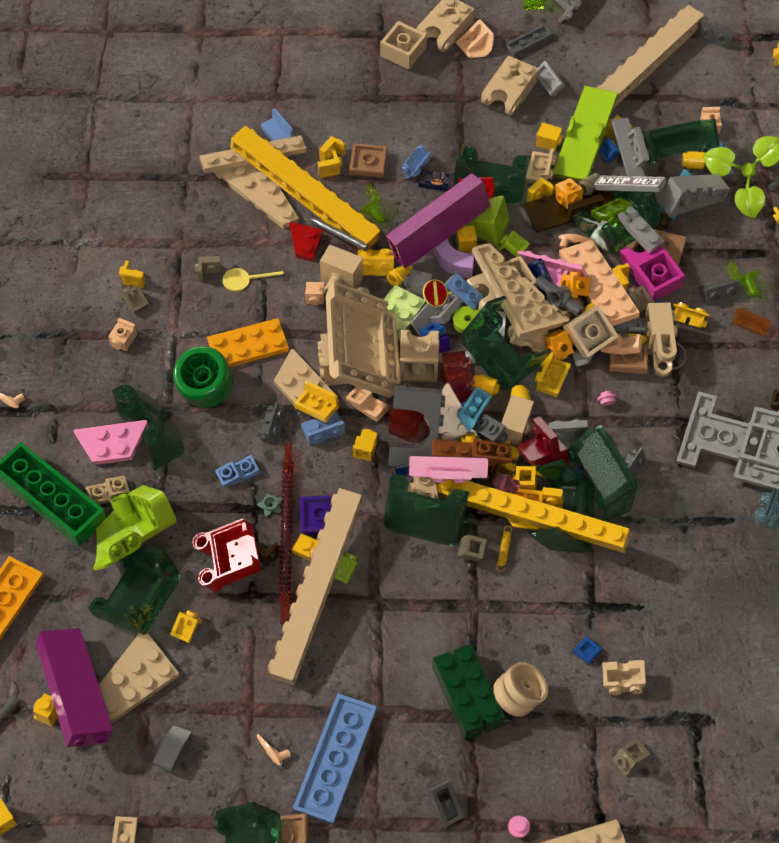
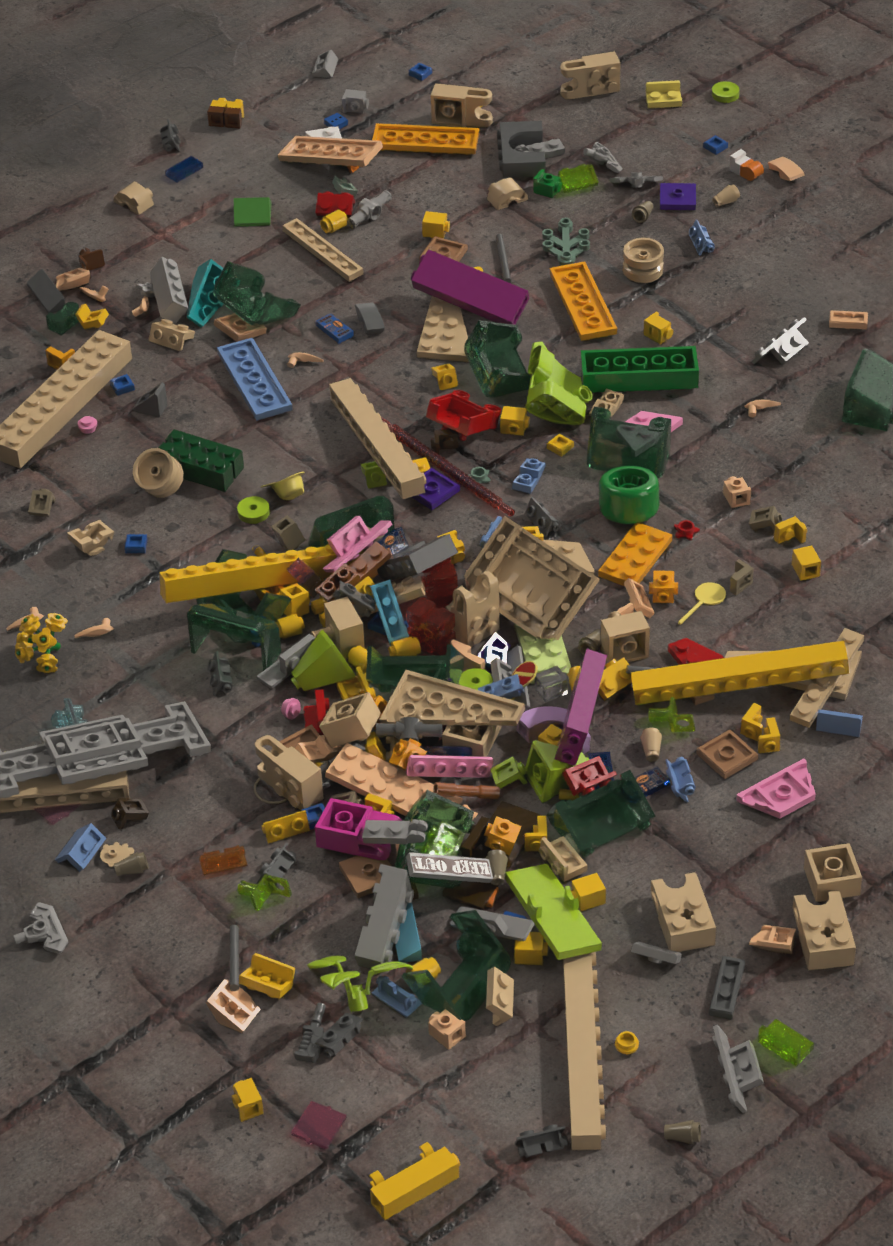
camera: 140 degrees right, 15 degrees down
(28, 779) = (446, 248): none -> medium nougat plate
(154, 244) = (806, 563): none -> yellow brick
(182, 483) = (560, 445): none -> yellow tile
(189, 335) = (685, 529): none -> red plate
(190, 525) = (514, 420): none -> yellow brick
(210, 767) = (334, 328): none -> blue tile
(267, 294) = (663, 587): none -> light orange brick
(290, 303) = (639, 598): none -> light nougat plate
(365, 114) = (781, 792): none -> bright pink wing
(403, 200) = (651, 743): none -> tan cone
(425, 607) = (289, 487): none -> light yellow piece
(452, 344) = (470, 660): none -> light nougat slope
(468, 601) = (253, 510): none -> lime piece
(544, 446) = (296, 615): dark red piece -> none
(553, 497) = (254, 598): yellow bracket -> none
(558, 404) = (321, 665): none -> lime slope
(566, 248) = (480, 791): none -> dark orange piece
(597, 374) = (315, 713): none -> red bracket
(617, 49) = (626, 1043): none -> yellow plate
(666, 111) = (499, 995): none -> tan bracket
(688, 582) = (98, 630): none -> light nougat bar
(733, 635) = (34, 610): none -> light nougat bar
(738, 587) = (44, 640): none -> yellow plant

